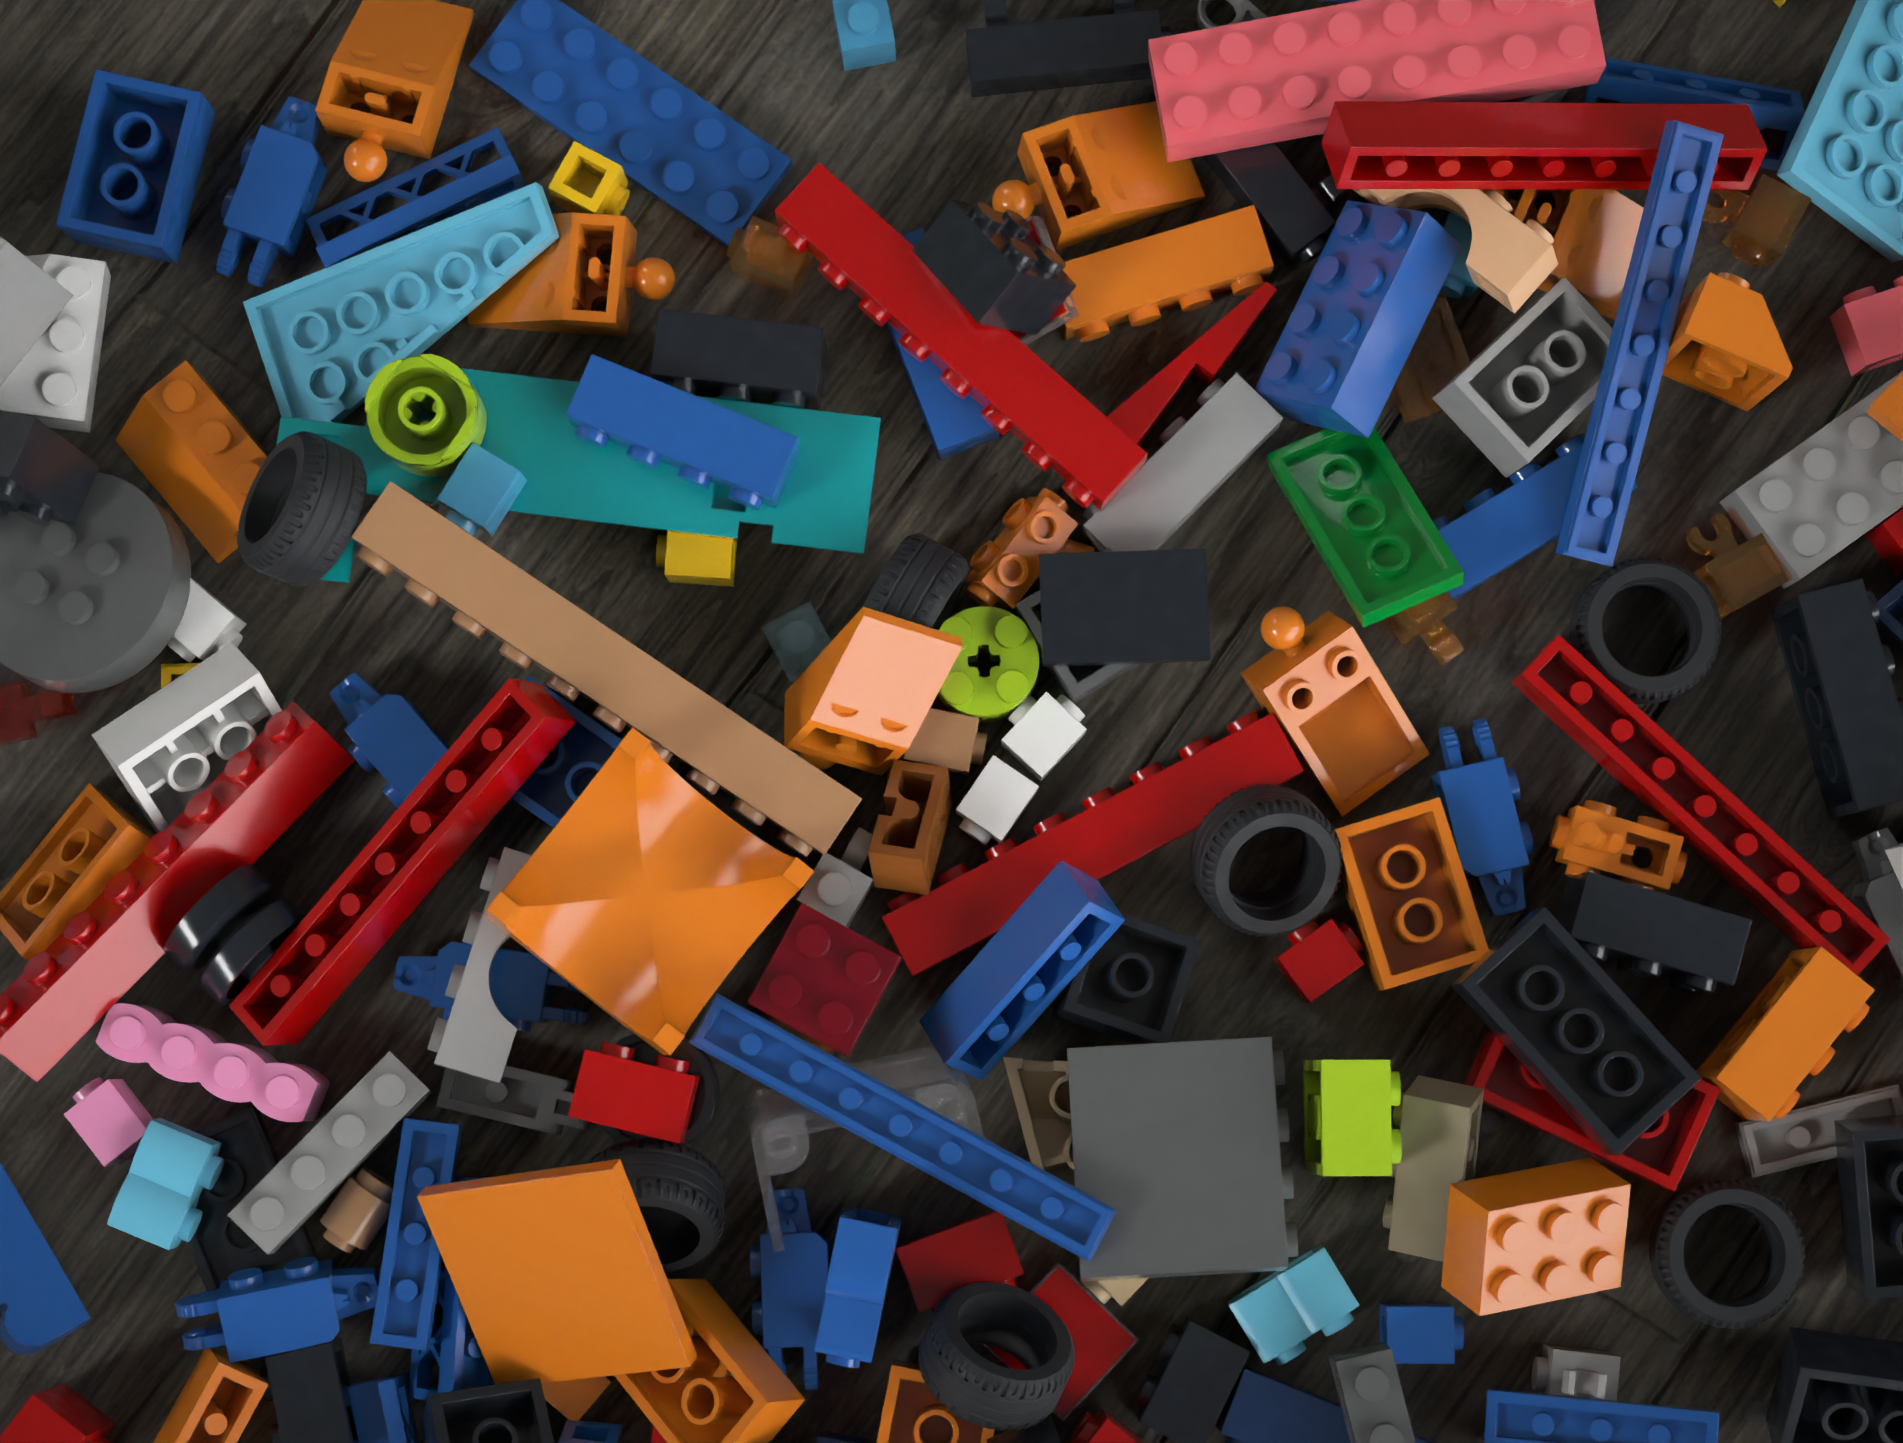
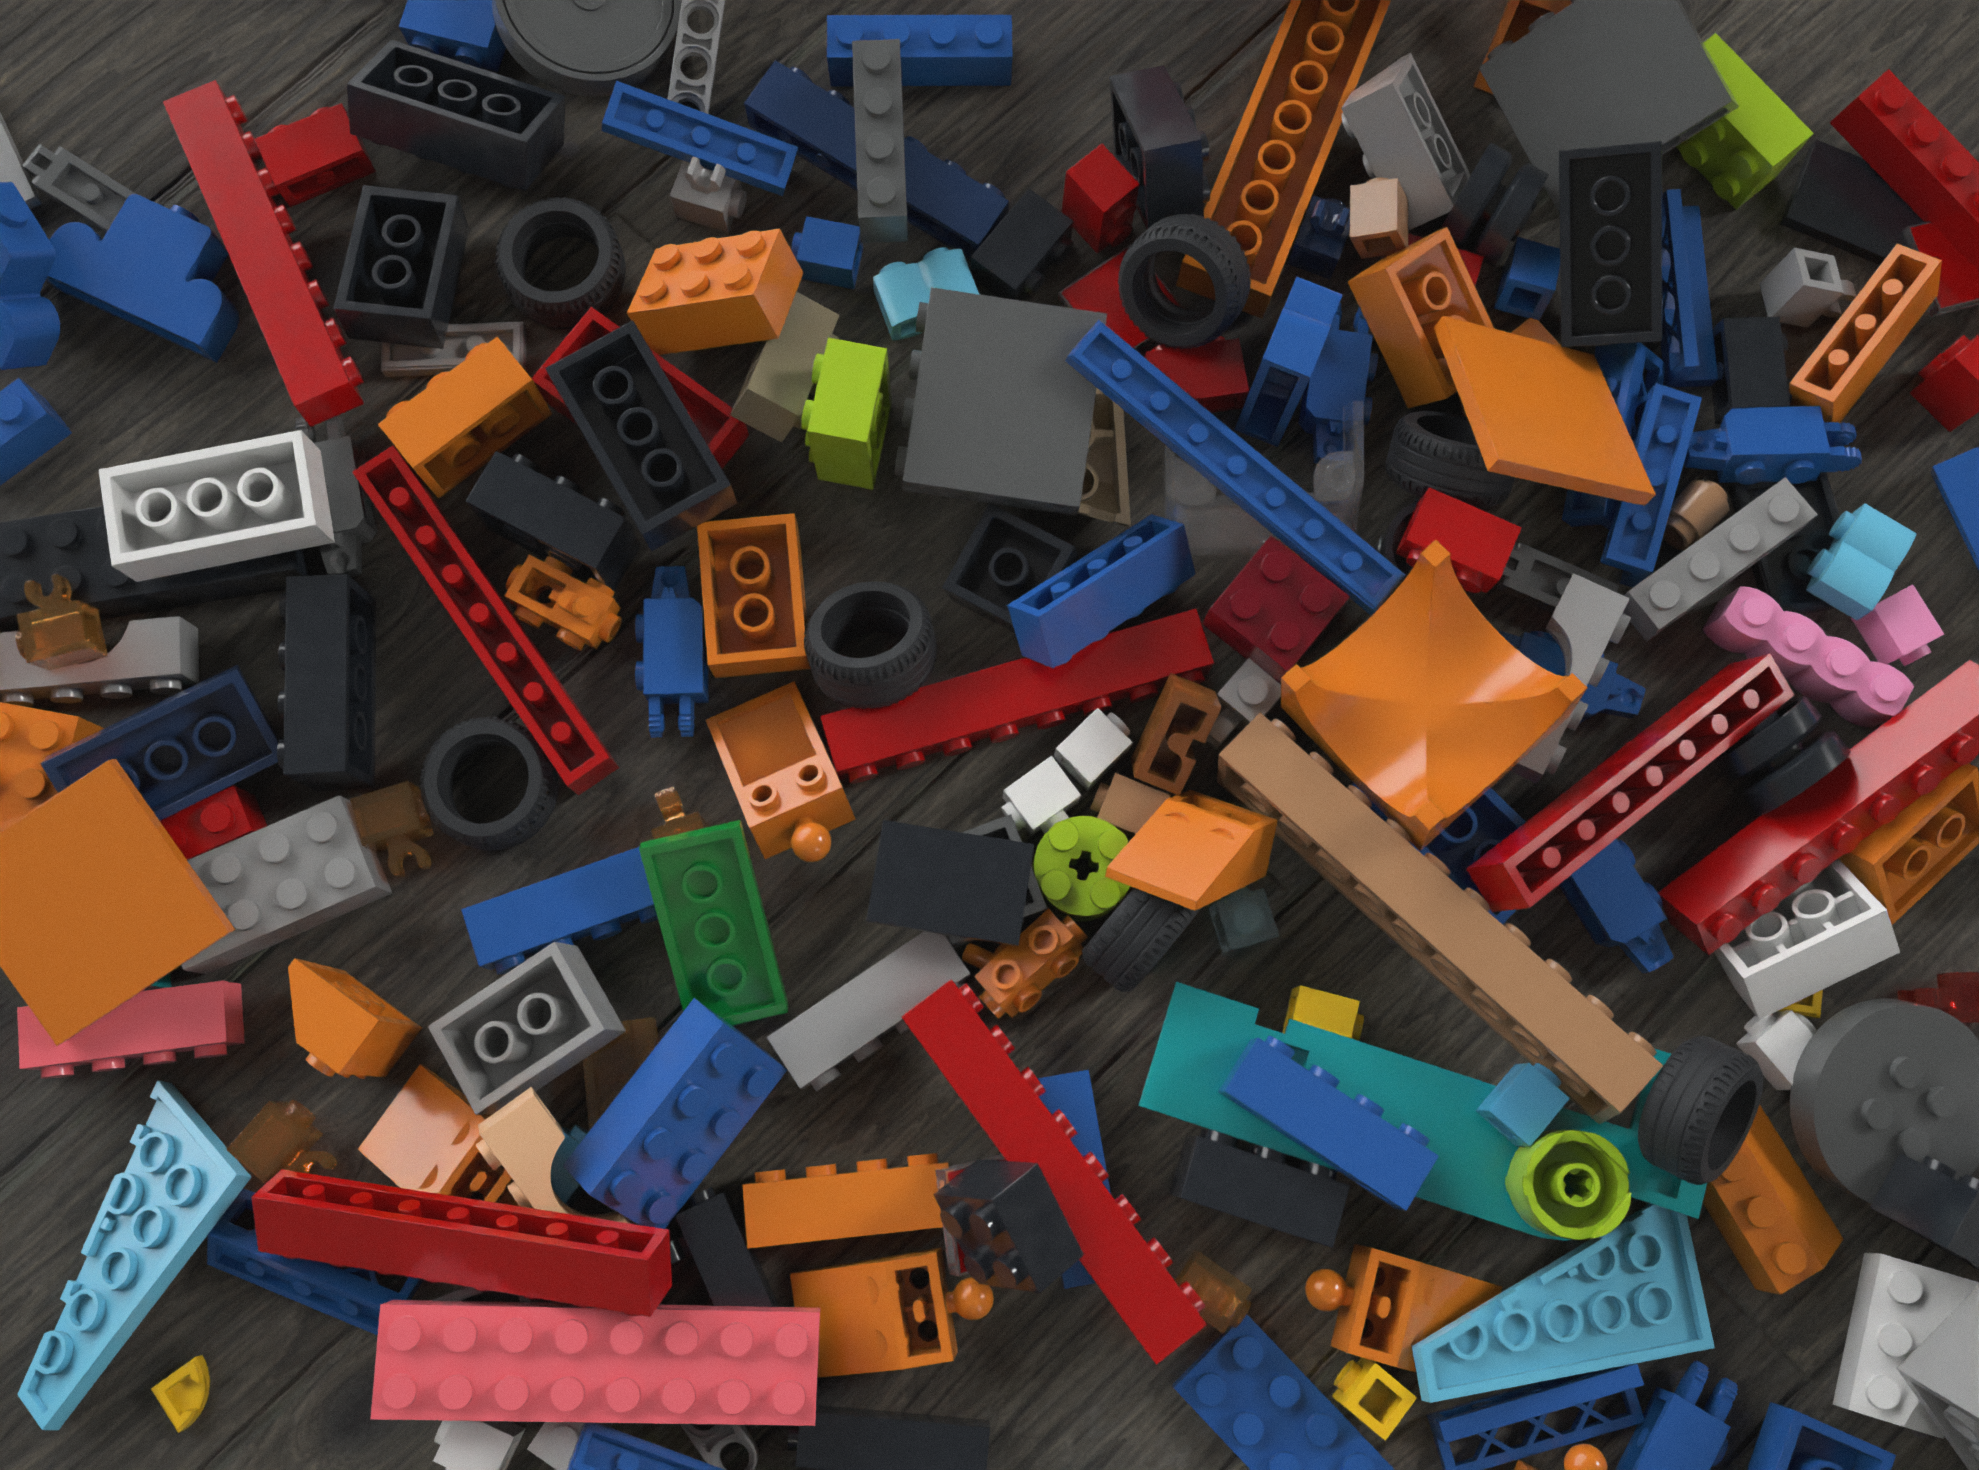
camera: 175 degrees left, 5 degrees down
(1202, 359) = (821, 1113): red slope -> none
(1319, 957) = (841, 559): red brick -> none
(1639, 342) = (419, 1040): blue tile -> none

